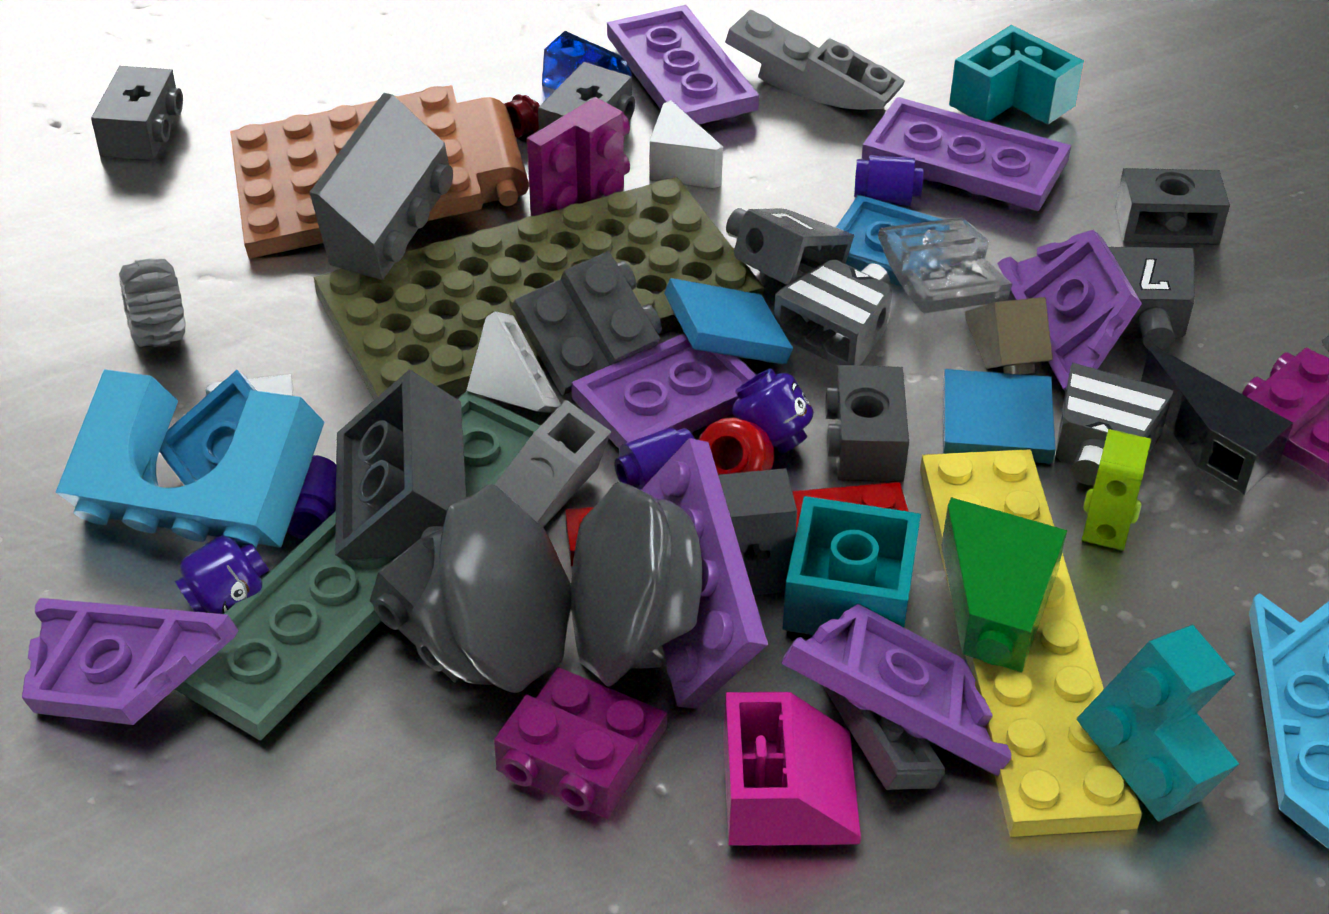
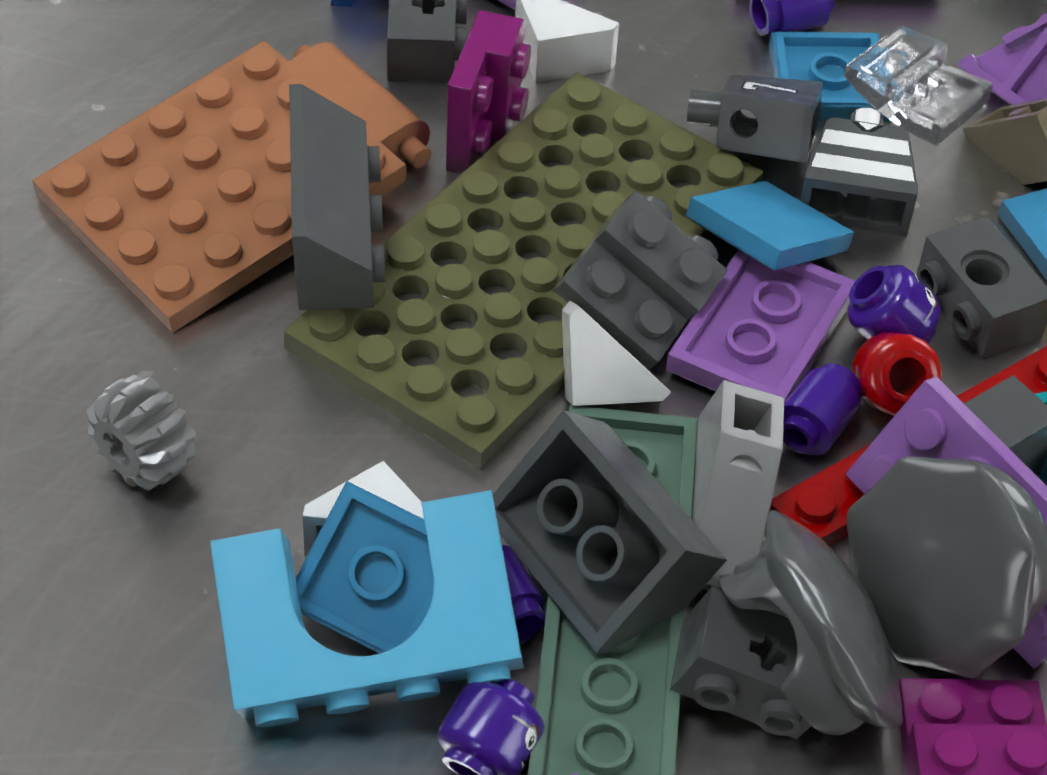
camera: 30 degrees left, 5 degrees up
(523, 115) = (358, 46): dark red plate -> none

